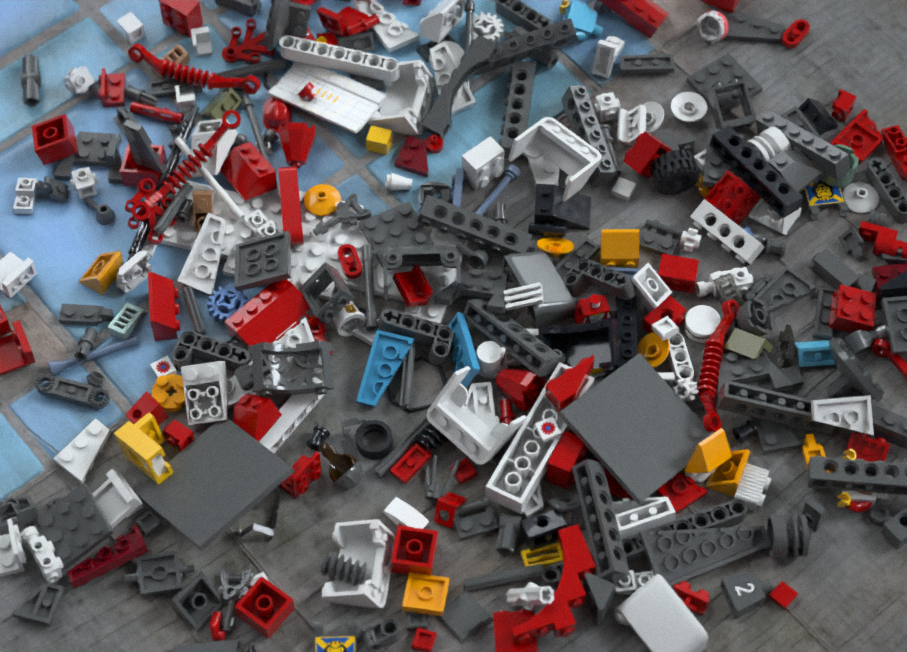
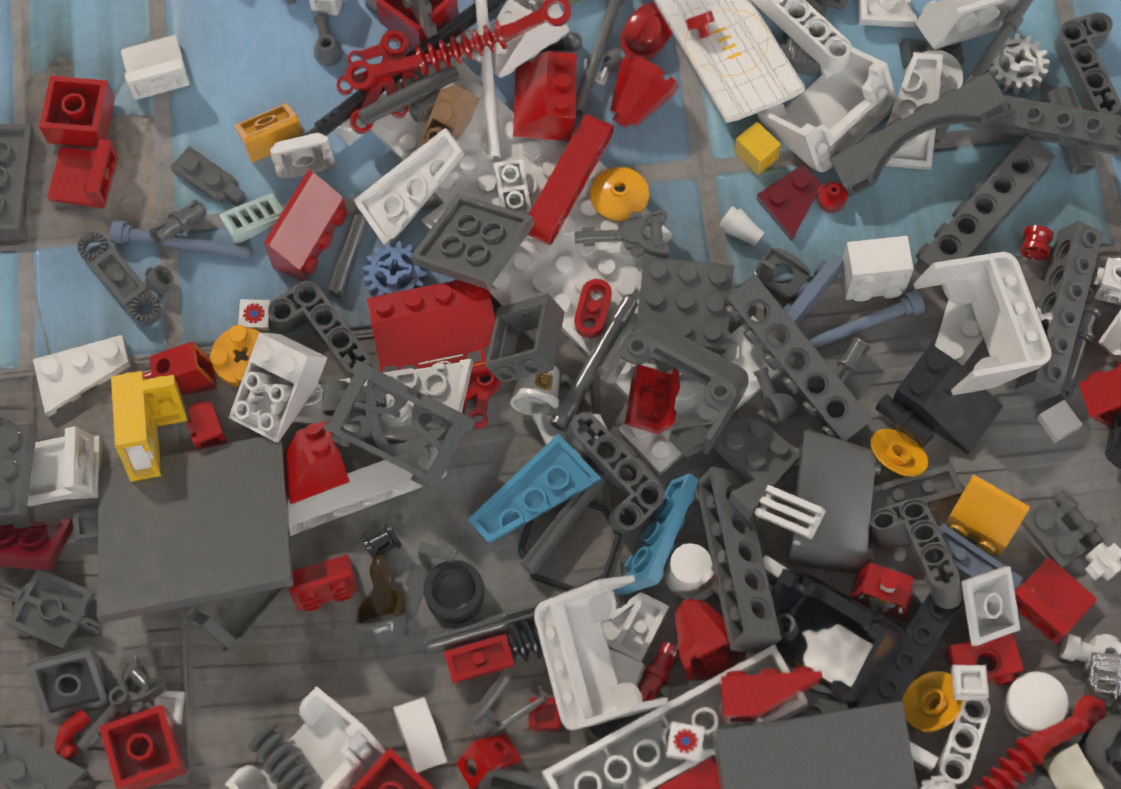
camera: 35 degrees right, 10 degrees up
(554, 109) = (1036, 242): none -> red wheel

